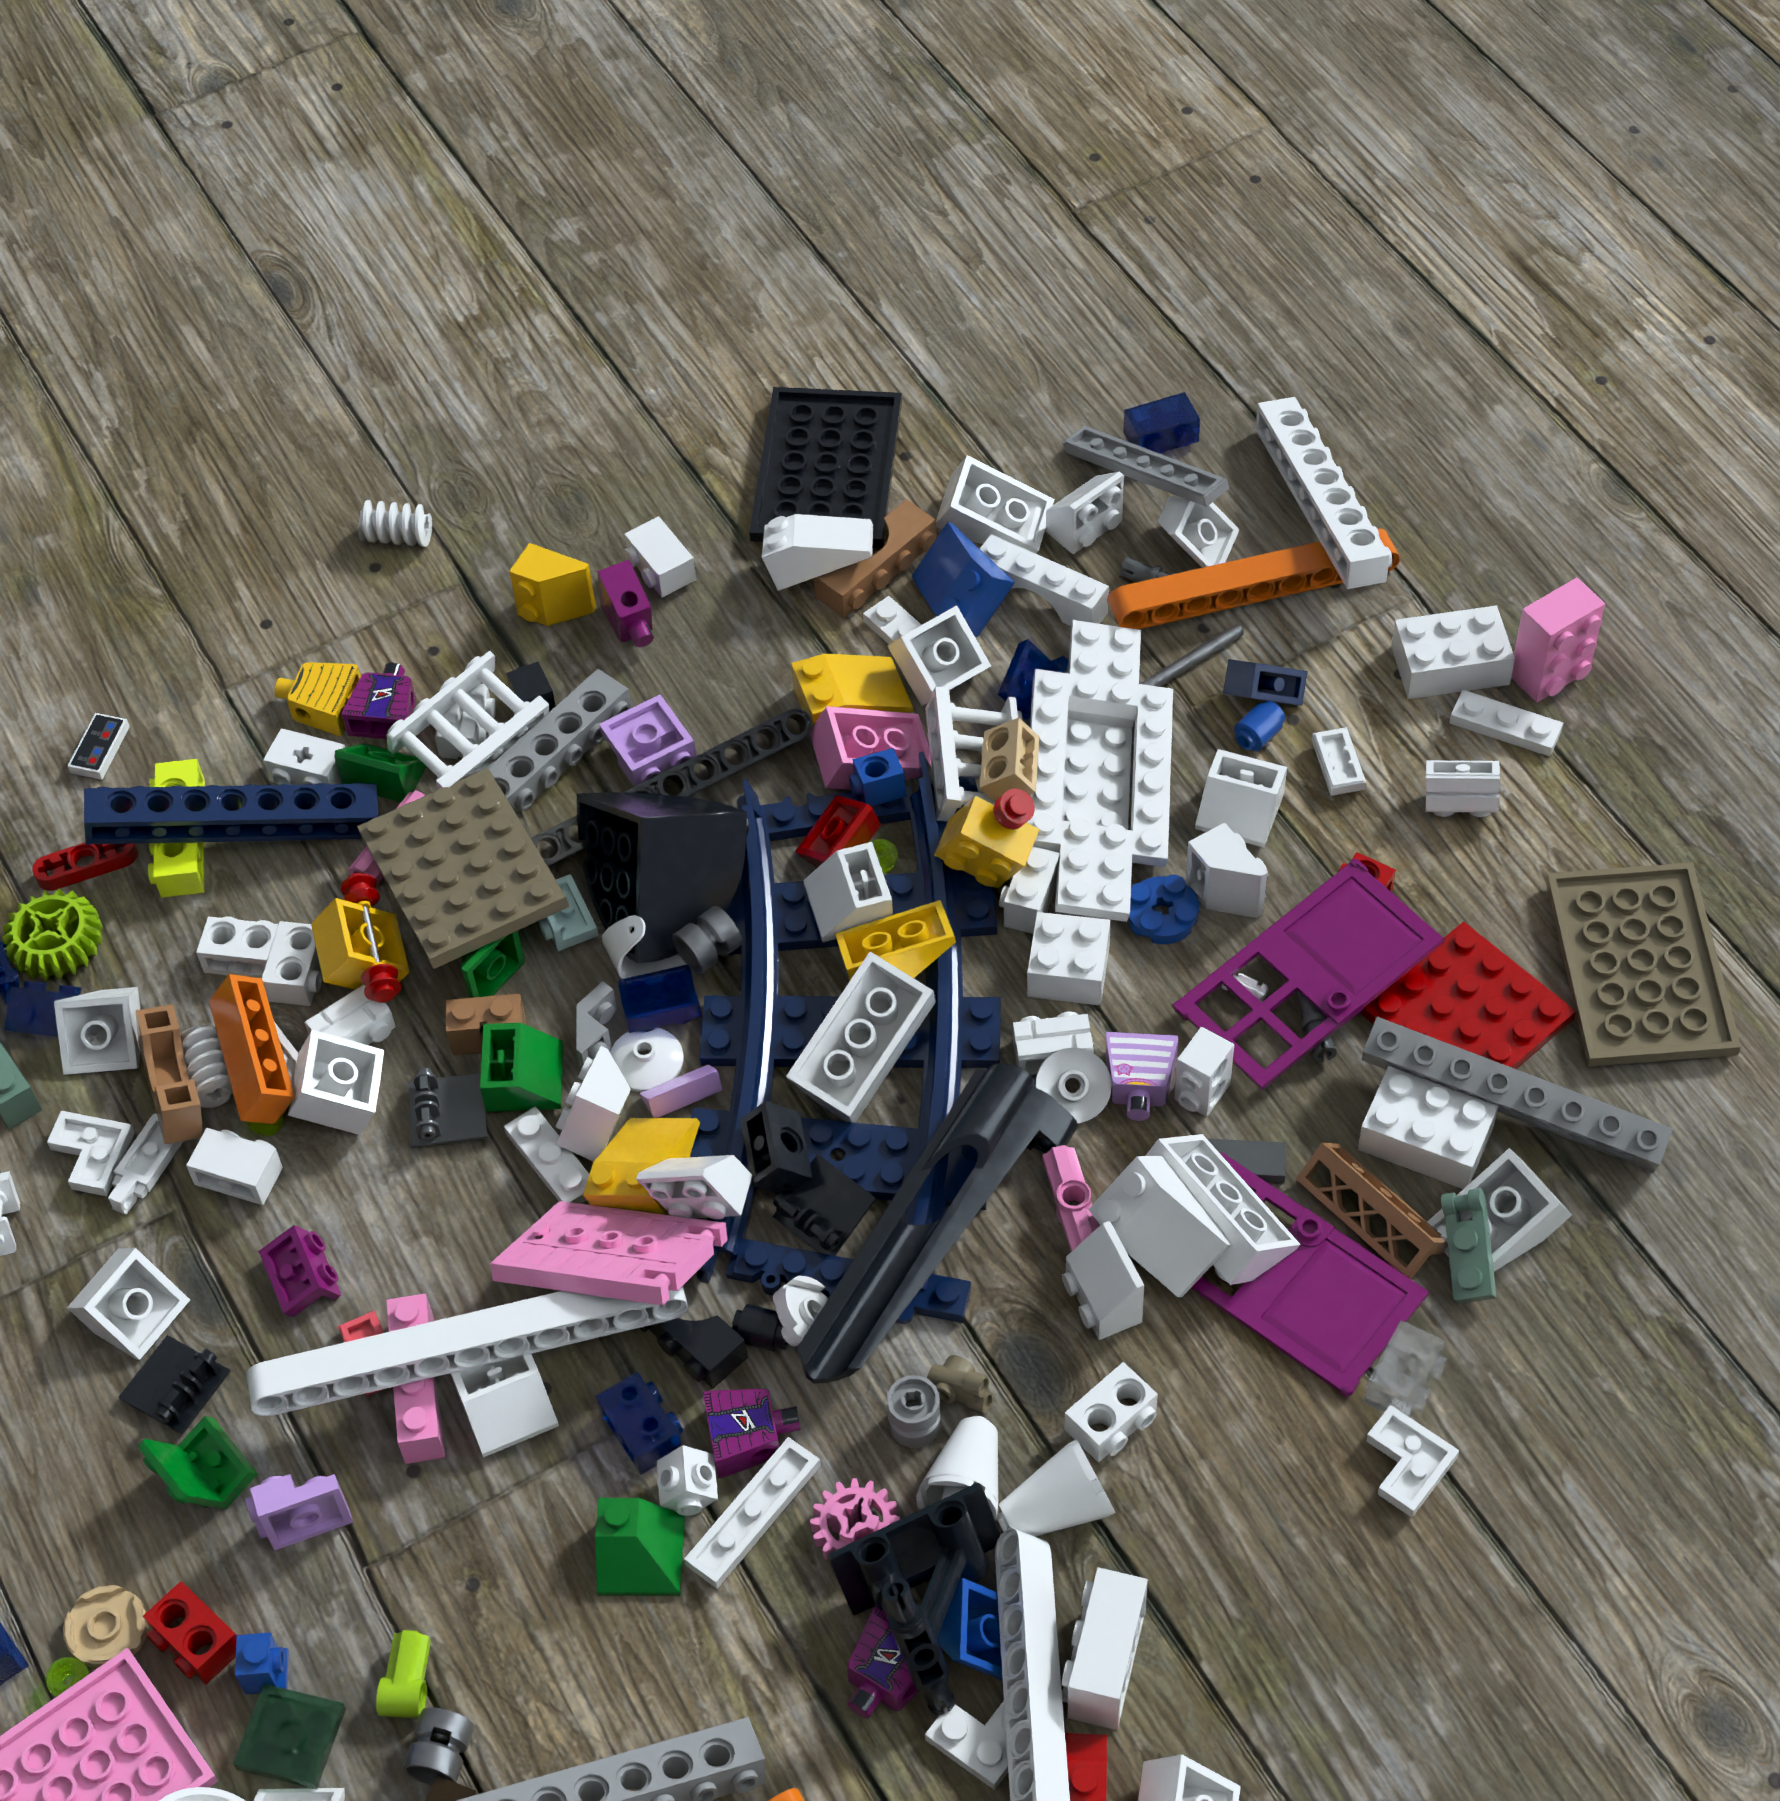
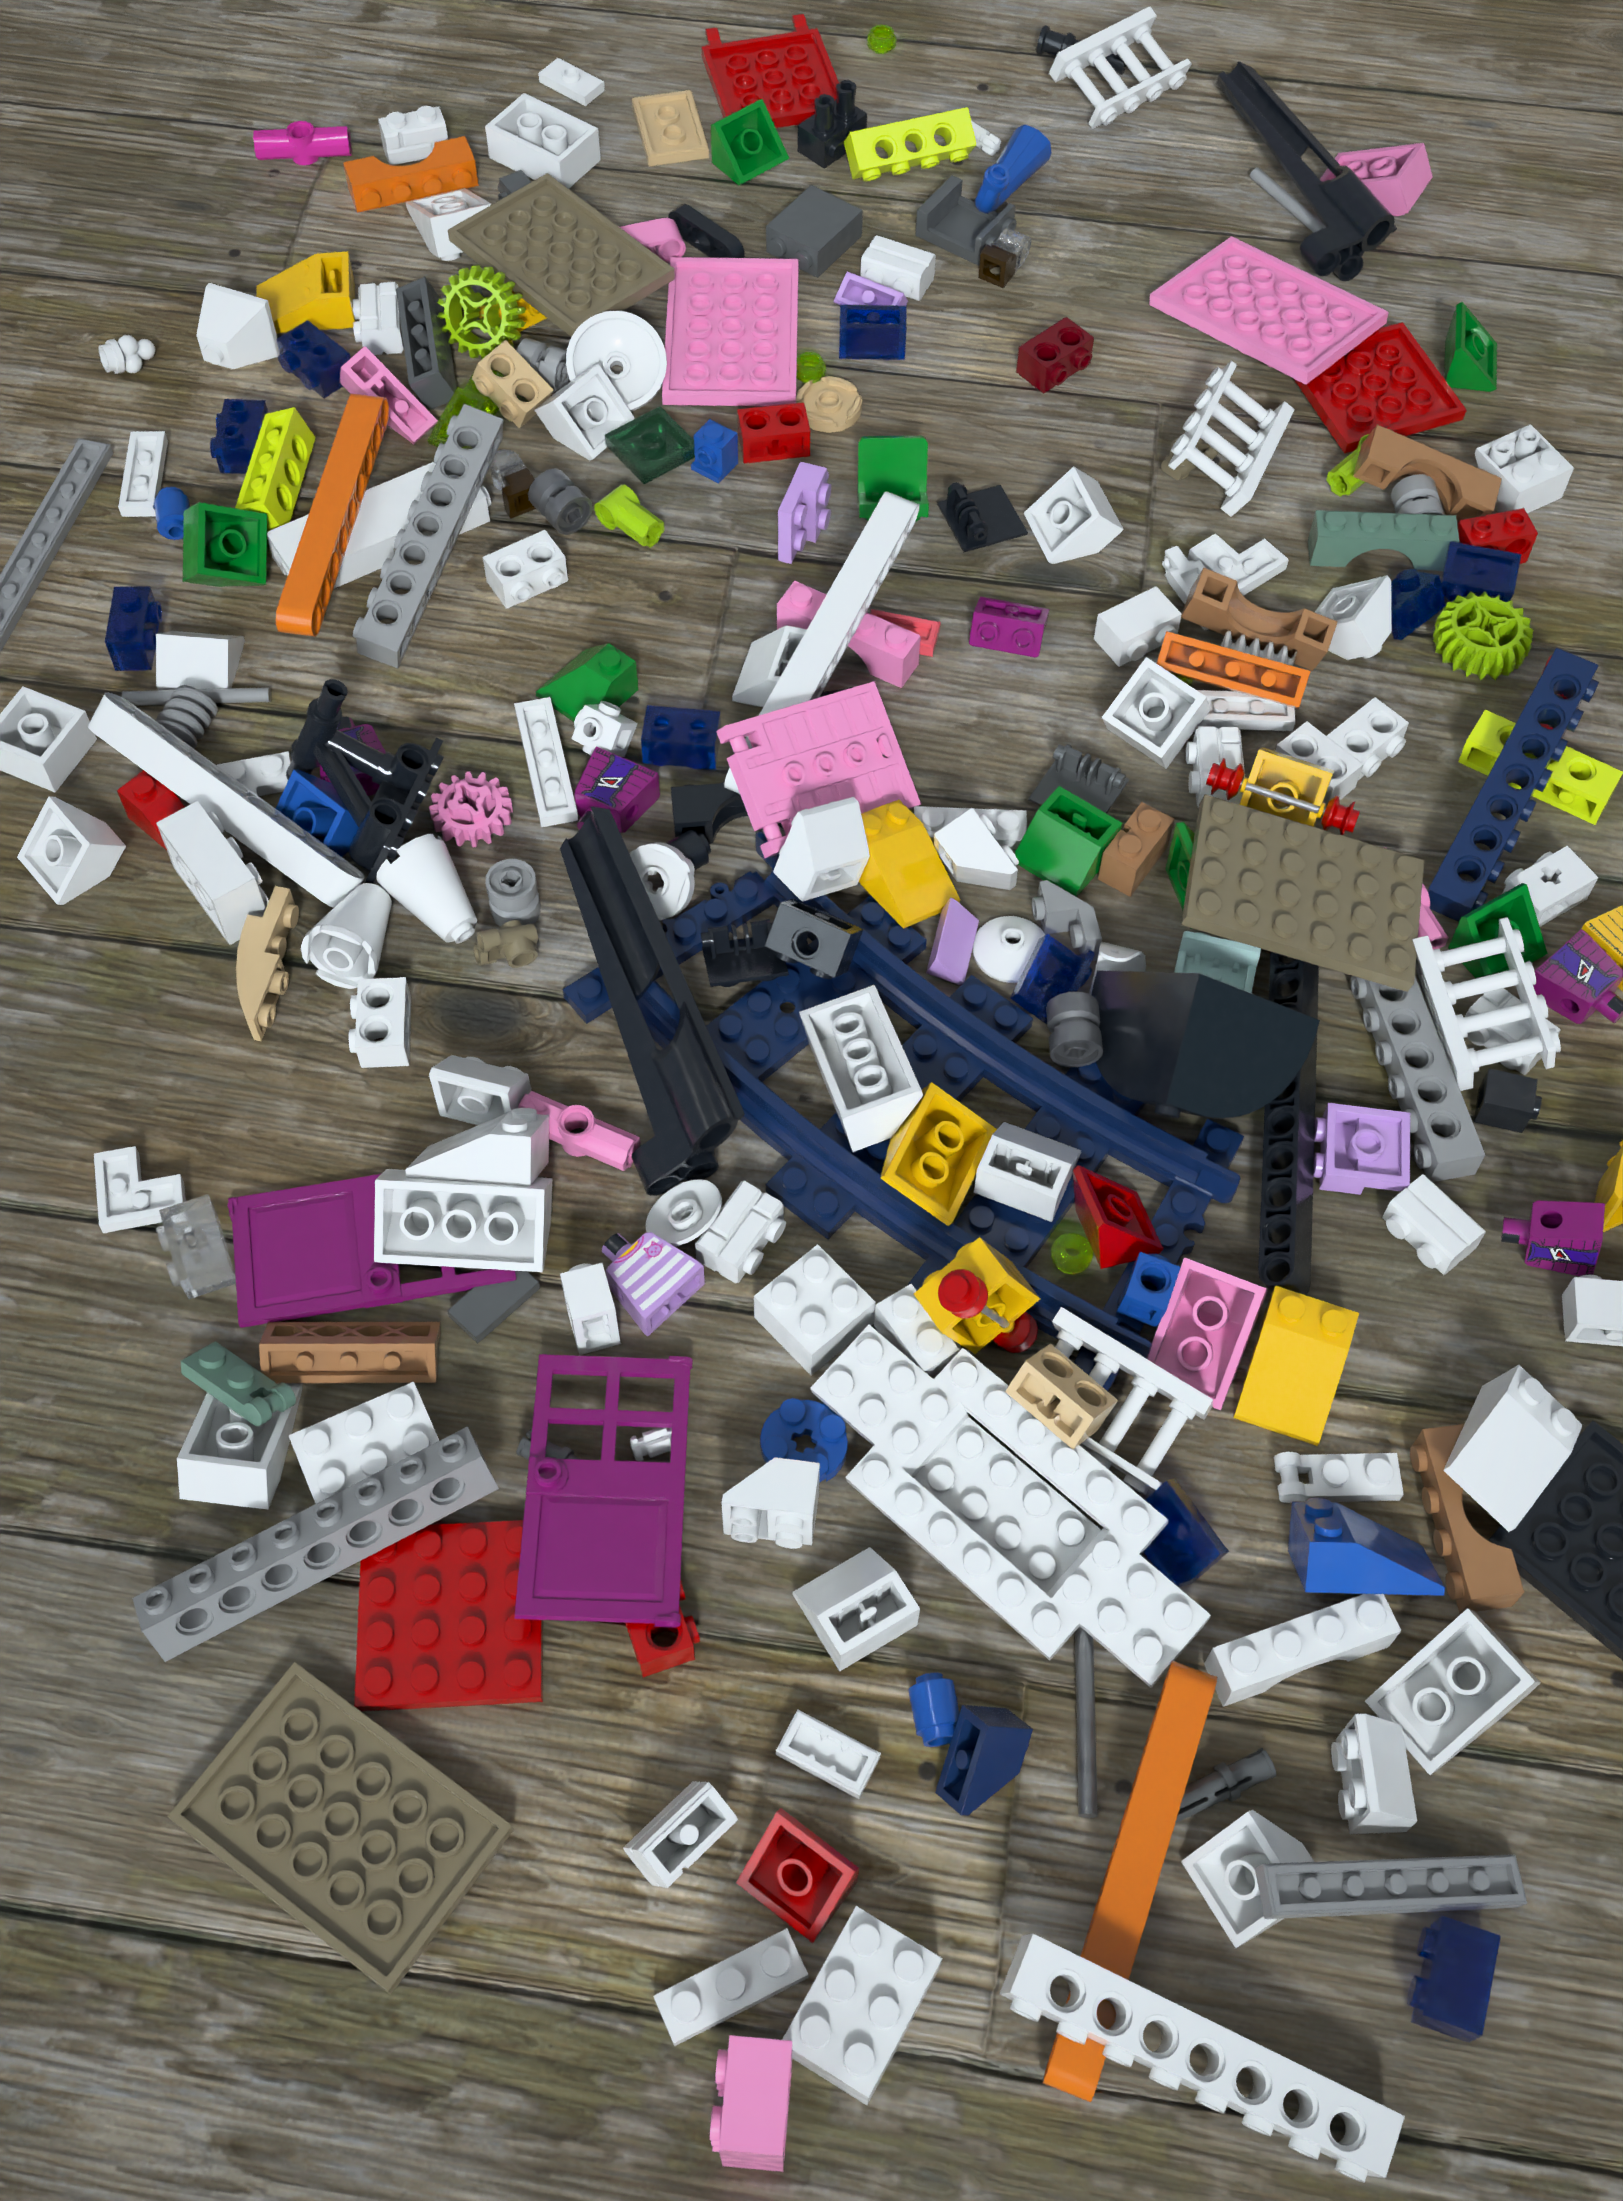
camera: 125 degrees right, 5 degrees up
(541, 1720) = (525, 569): none -> white brick
(675, 675) = (1432, 1225): none -> white brick
(939, 654) = (1263, 1452): white brick -> none
(1155, 1543) = (259, 962): none -> tan slope
(1417, 726) = (798, 1875): none -> red slope

